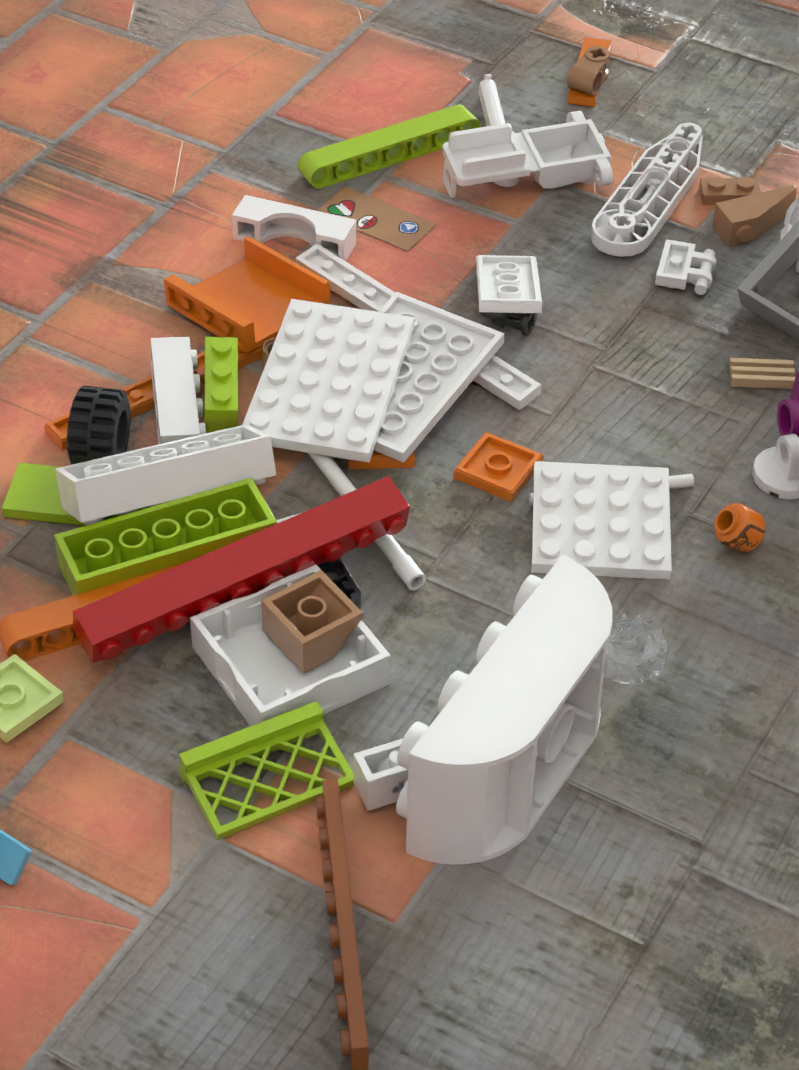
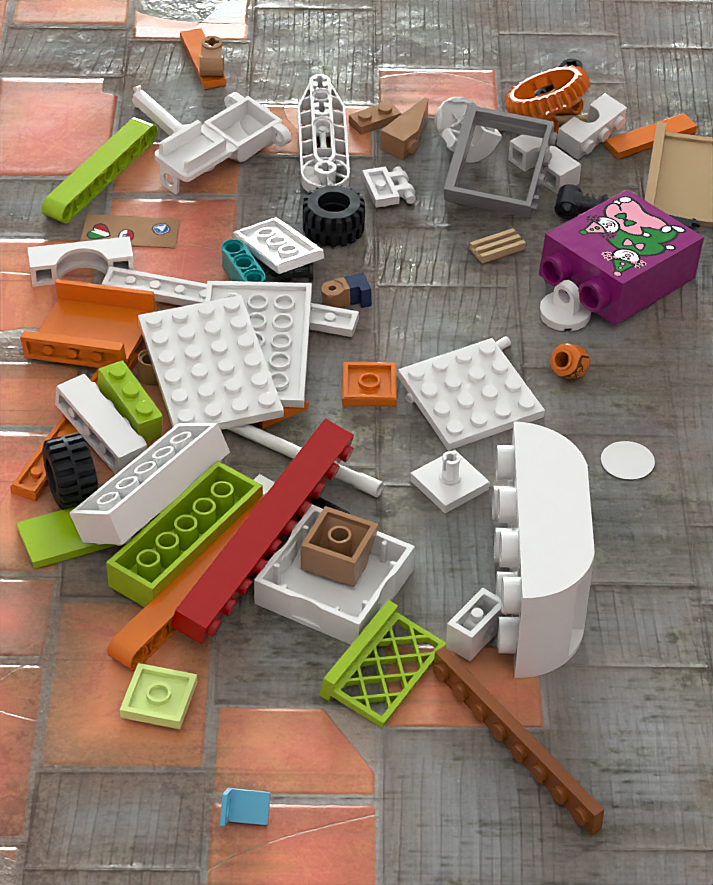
camera: 30 degrees left, 0 degrees up
(454, 287) = (240, 263): none -> teal beam
(492, 598) = (449, 481): none -> white tile
(546, 360) = (347, 291): none -> leg
(594, 275) = (333, 215): none -> black tyre
(731, 667) = (627, 460): none -> white sticker

